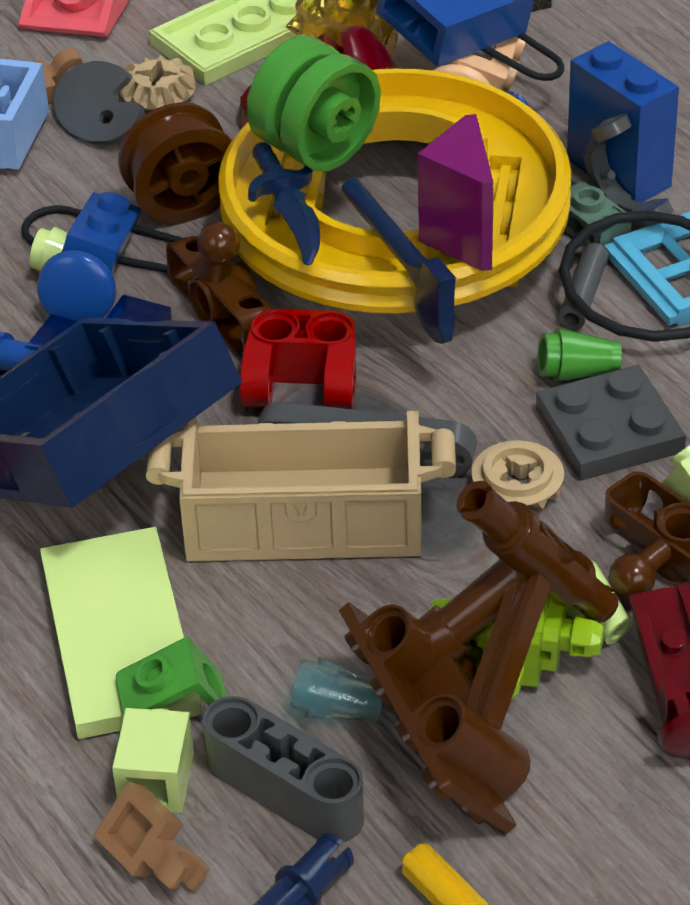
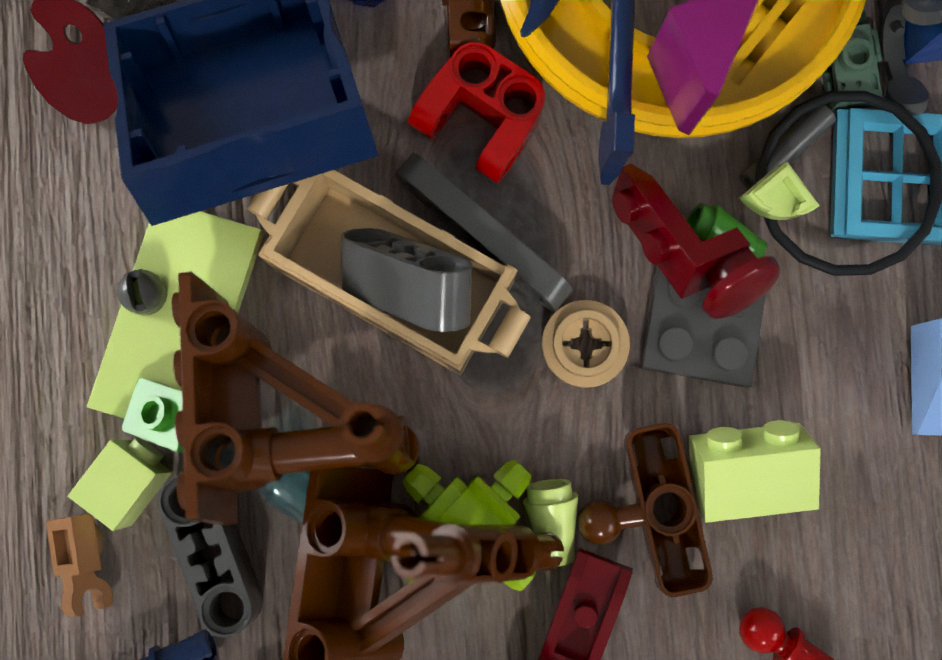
camera: 25 degrees right, 40 degrees up
(66, 614) = (151, 288): none -> dark grey hinge
(236, 589) = (222, 418): none -> reddish brown plate
(330, 443) = (407, 278): none -> dark grey beam
(553, 360) = (686, 261): none -> dark red piece
(601, 298) = (780, 195): none -> yellowish green tile

